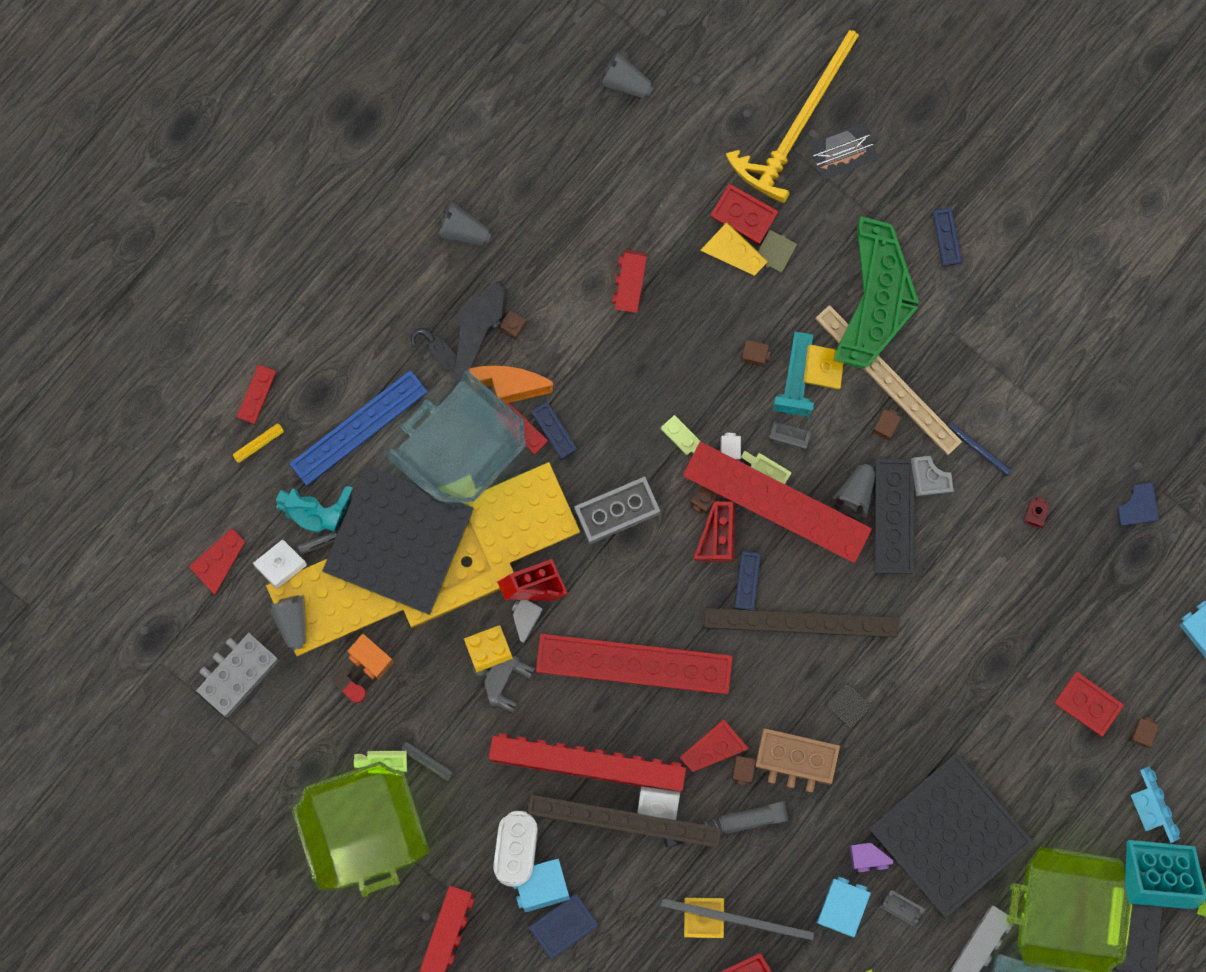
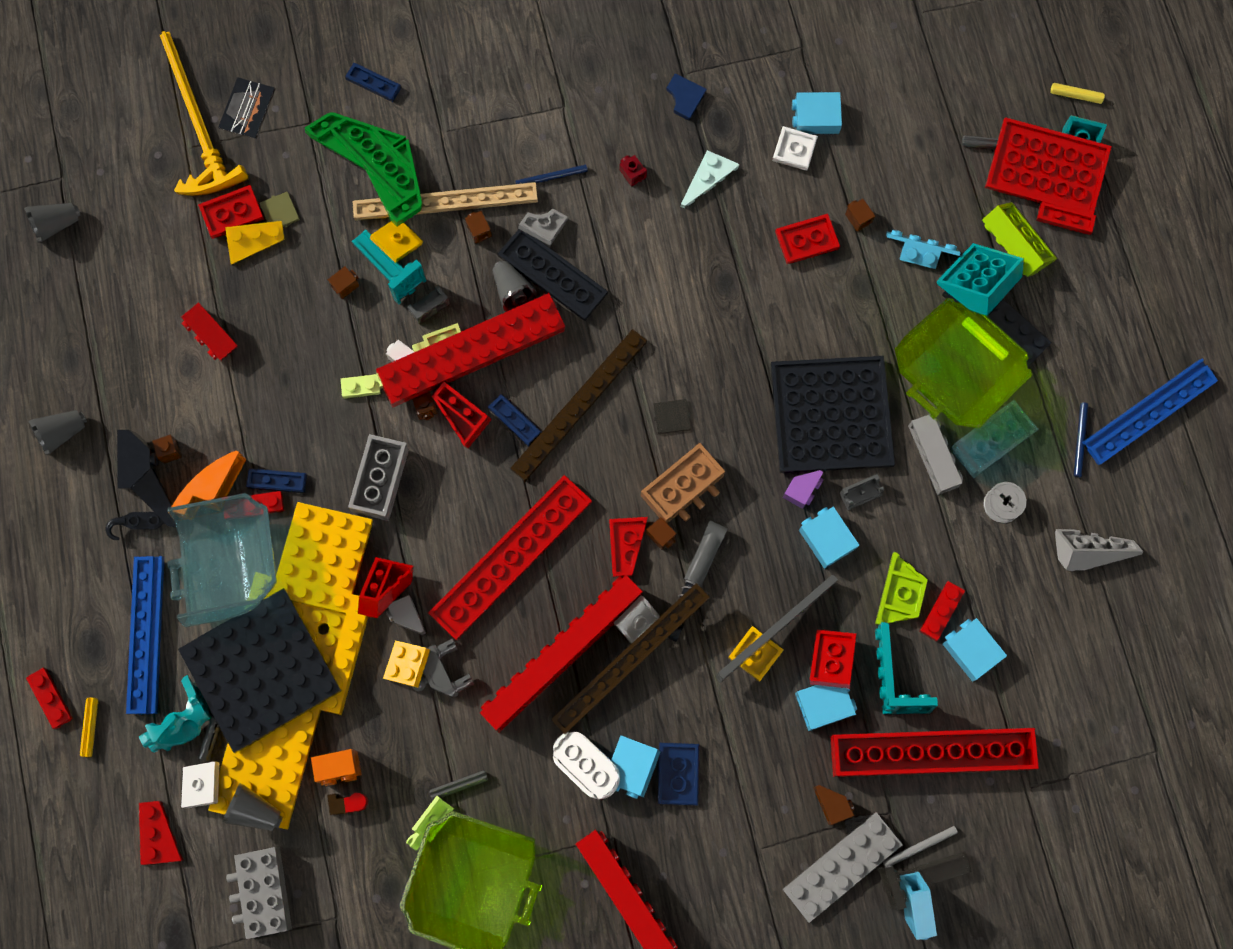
camera: 50 degrees left, 5 degrees down
(1087, 579) = (711, 171): none -> light aqua wing
(1163, 634) = (794, 148): none -> white plate

